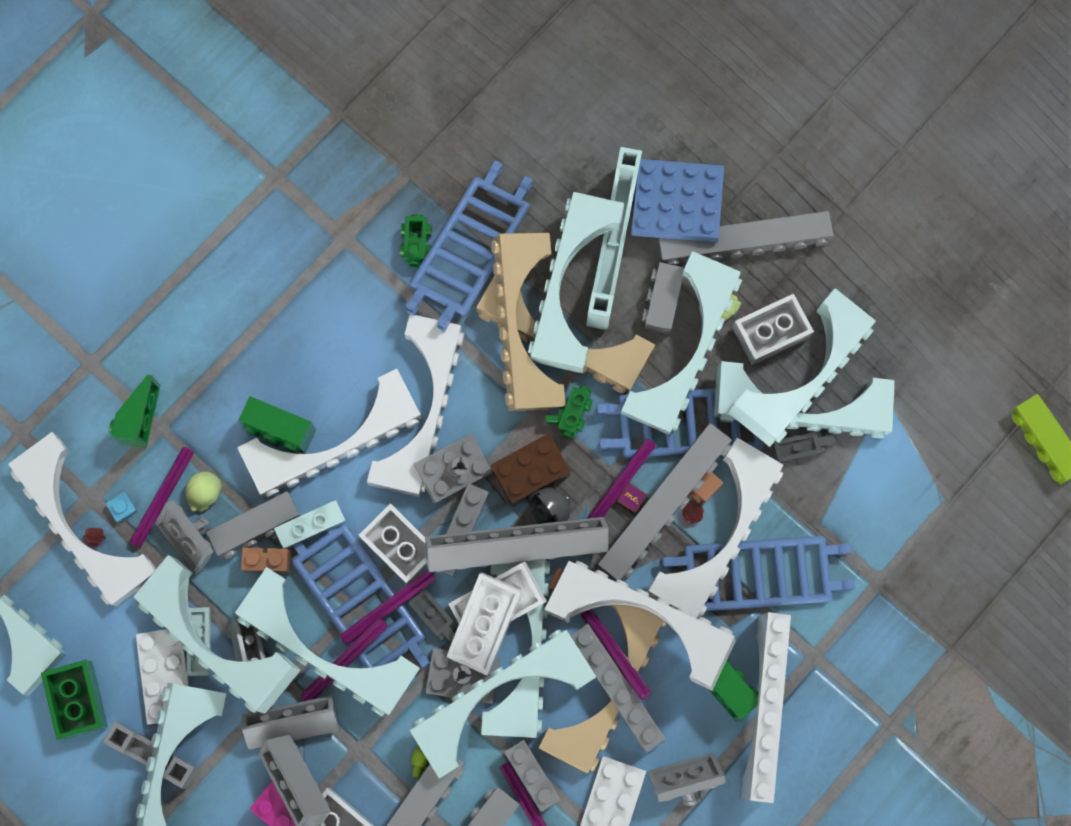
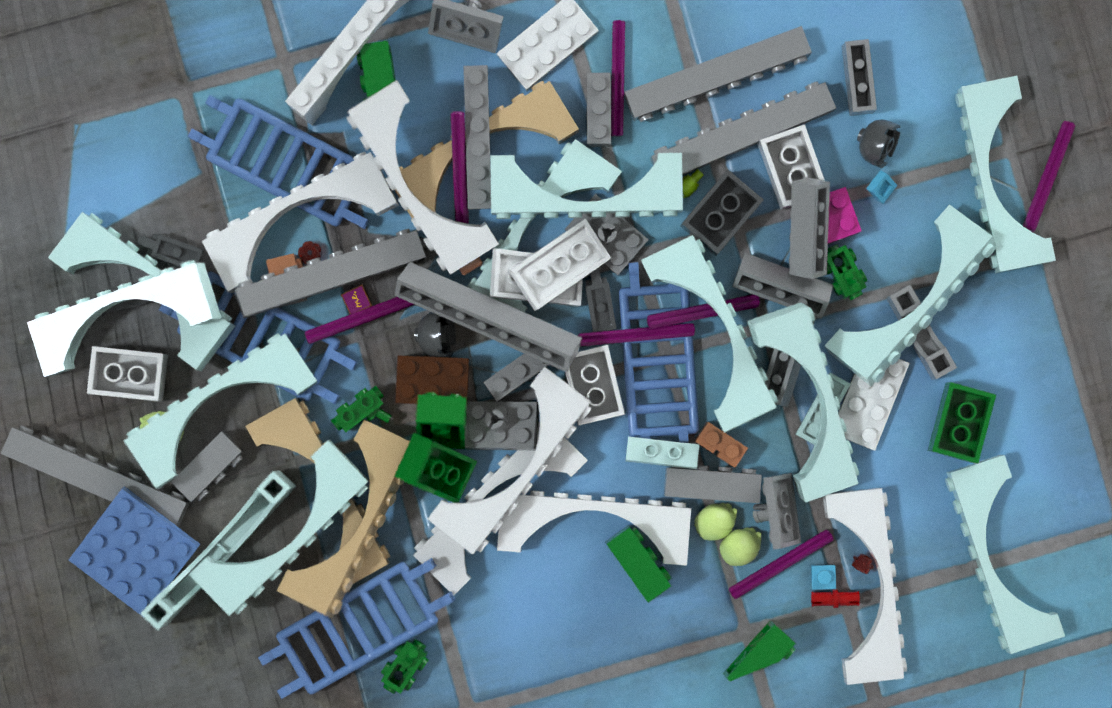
camera: 150 degrees left, 10 degrees up
(101, 495) = (835, 598): none -> red pin
(235, 498) = (715, 521): none -> yellowish green hair
(239, 763) = (847, 277): none -> green brick
(377, 752) = (721, 212): none -> dark grey brick
(412, 504) = (473, 521): none -> white arch
(484, 399) = (435, 468): none -> green brick
(502, 439) = (442, 419): none -> green brick

